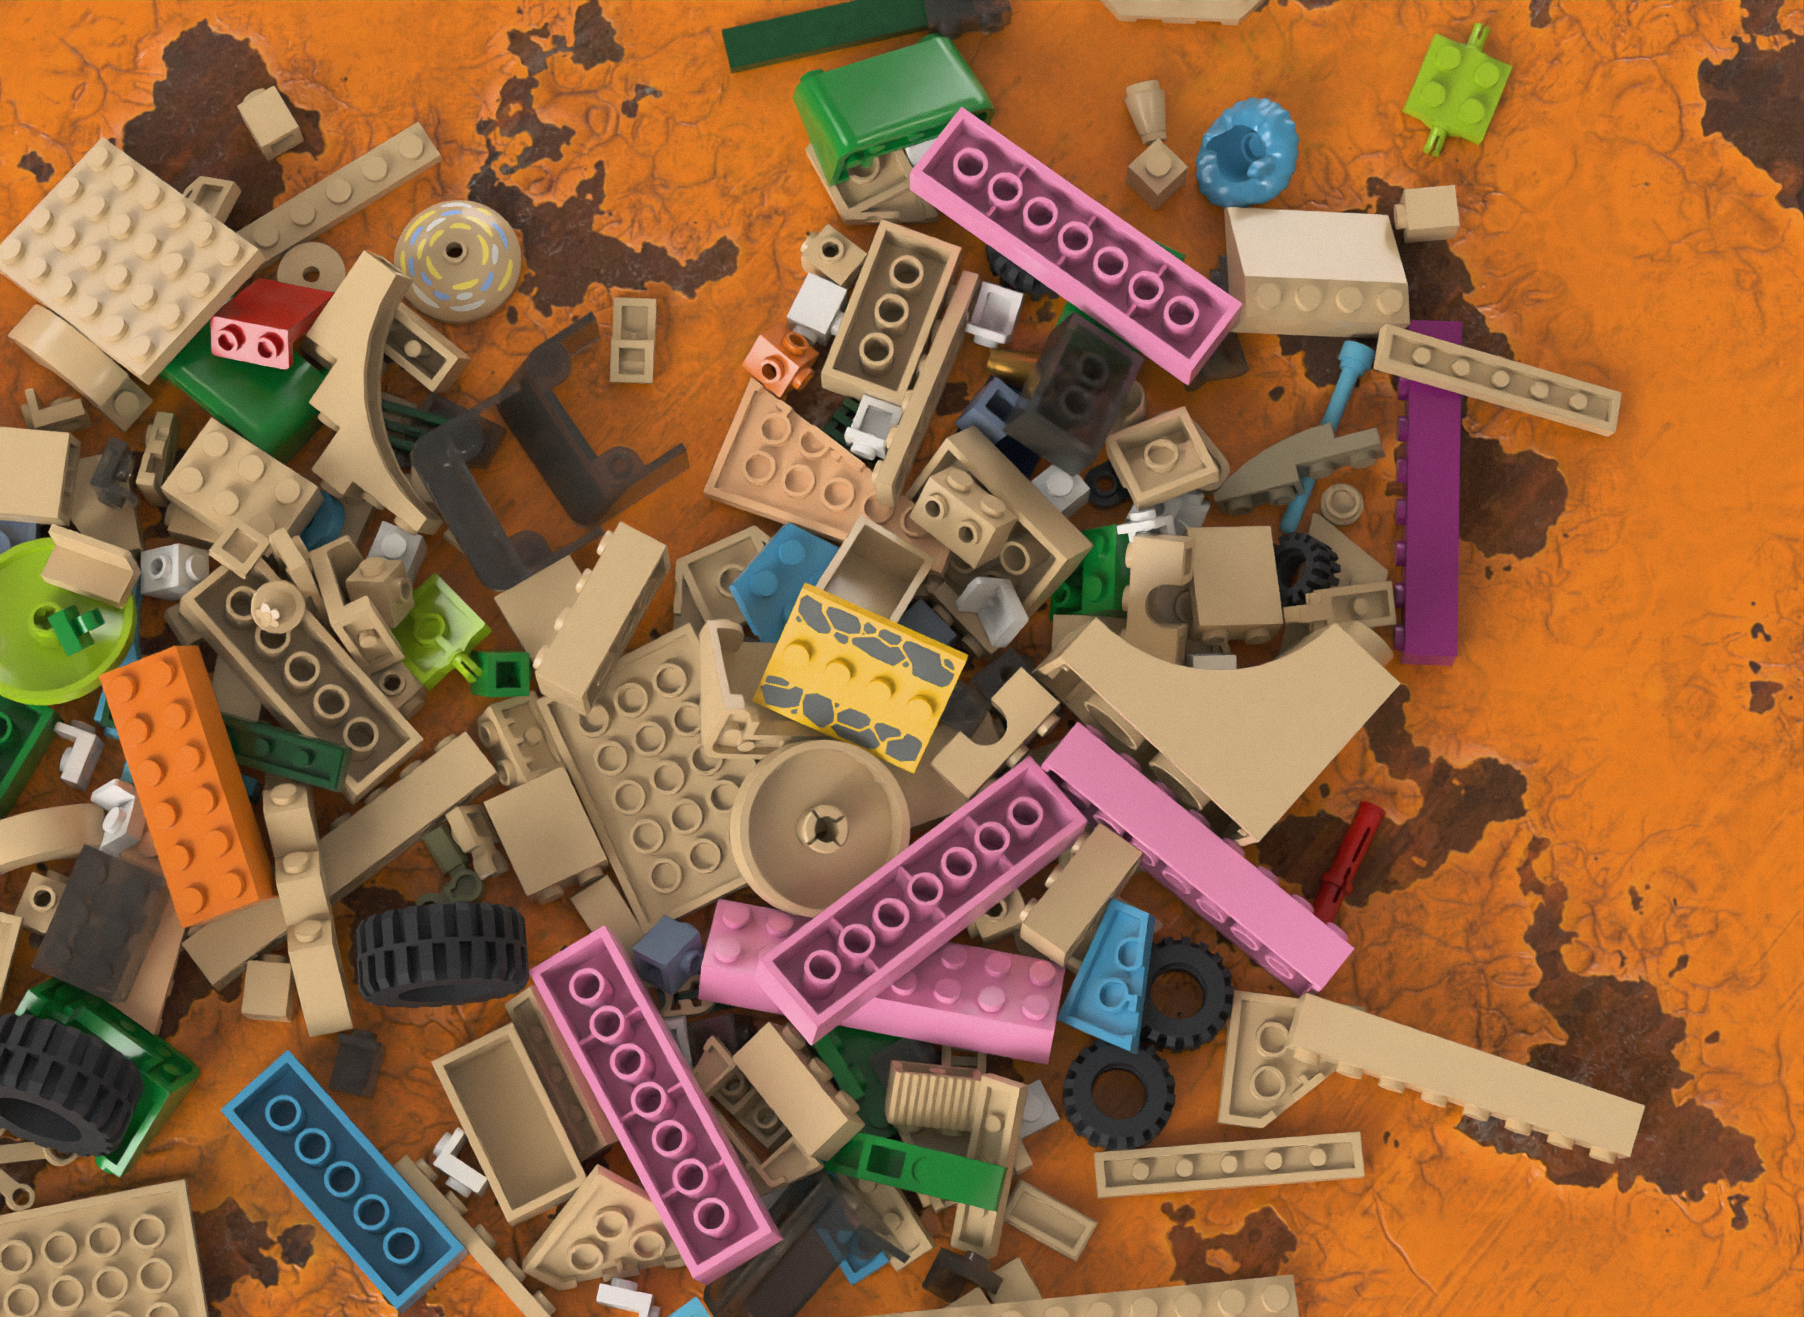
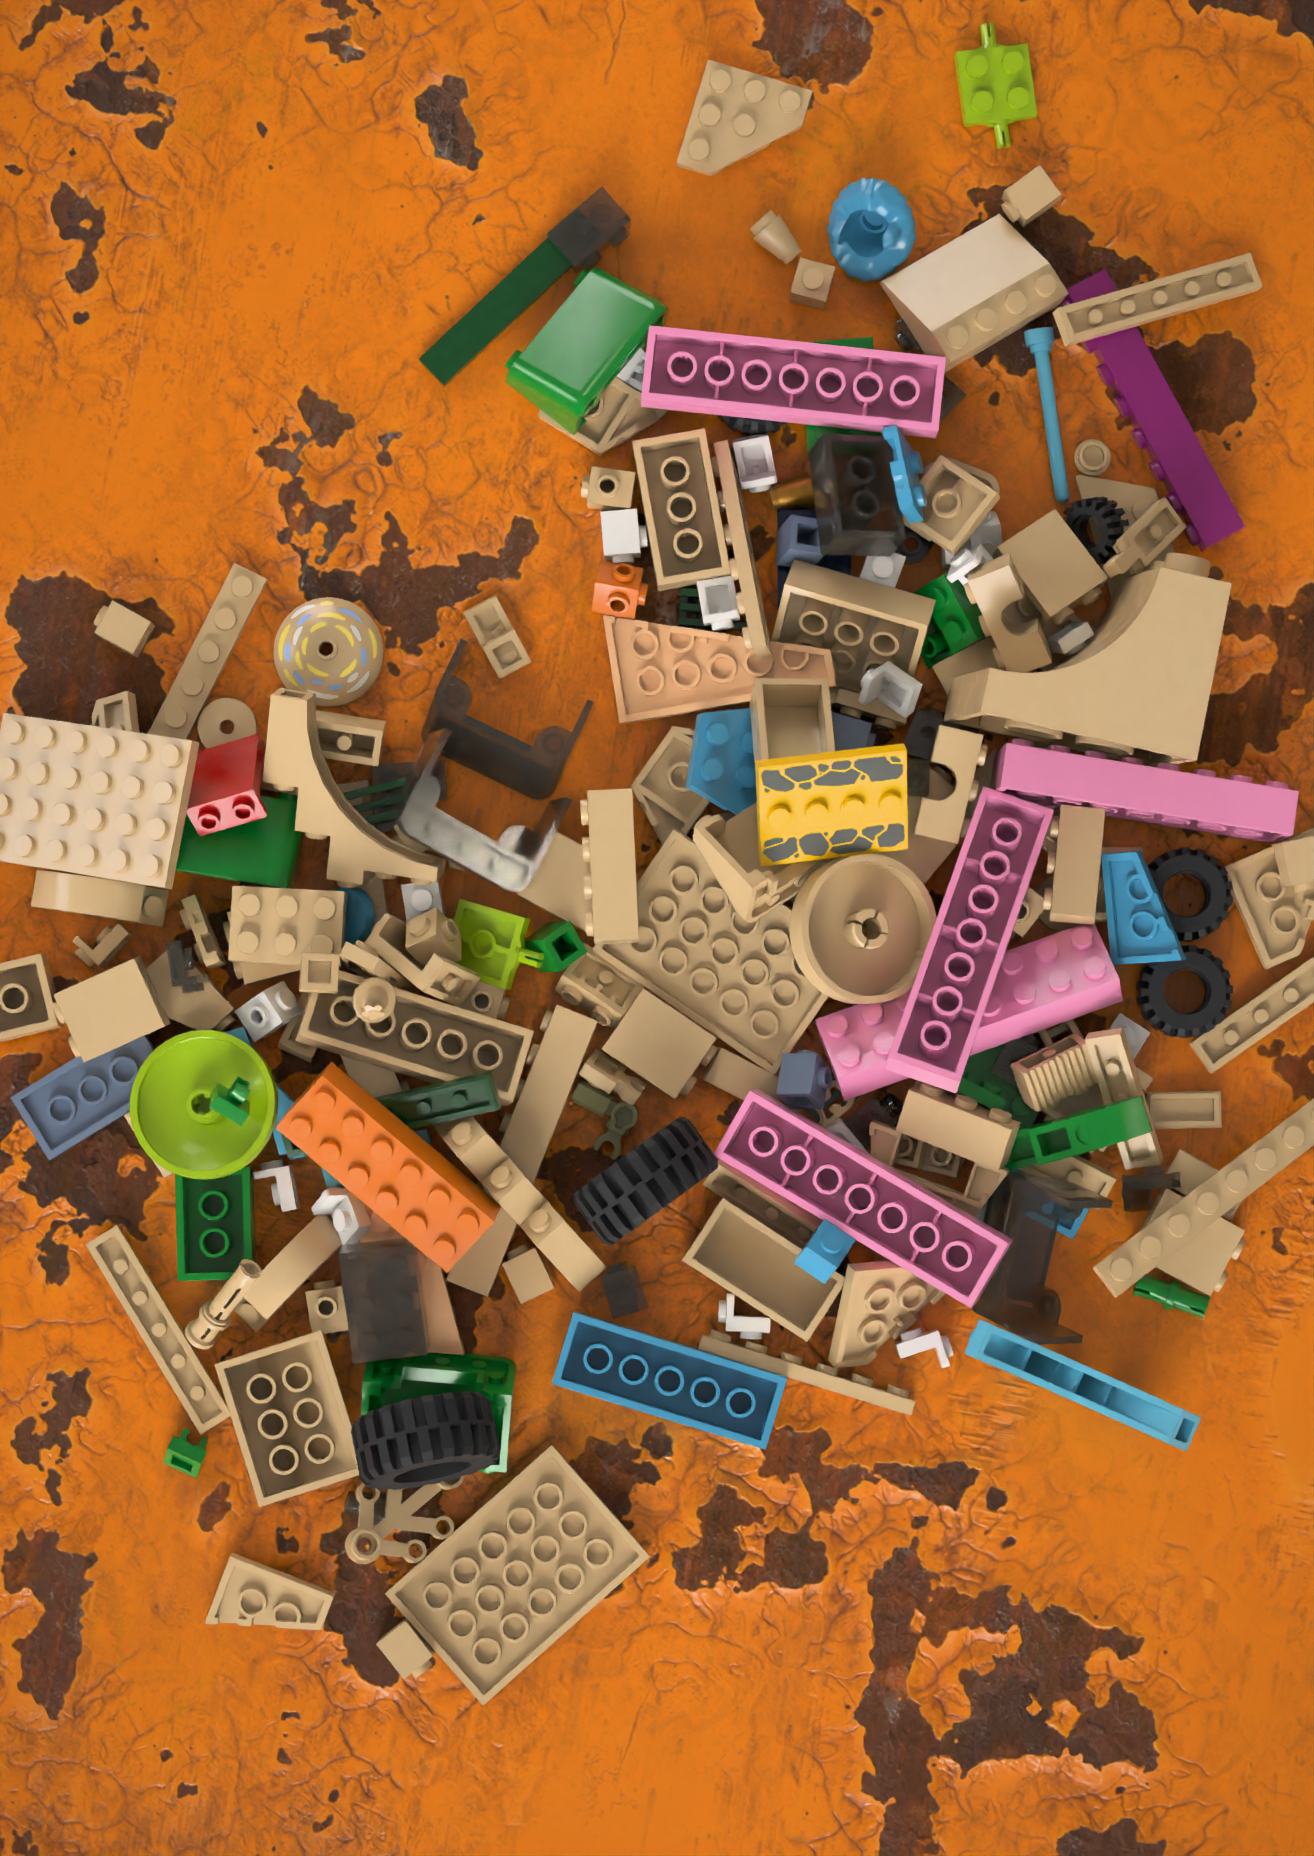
camera: 30 degrees left, 10 degrees up
(90, 567) = (213, 1049): tan panel -> none
(580, 1135) = (824, 1251): none -> dark azure brick
(964, 516) = (831, 636): tan brick -> none
(1135, 400) = (905, 472): none -> dark azure wing
(1278, 471) = (1035, 461): dark tan slope -> none
(1353, 848) = (1249, 731): red pin -> none

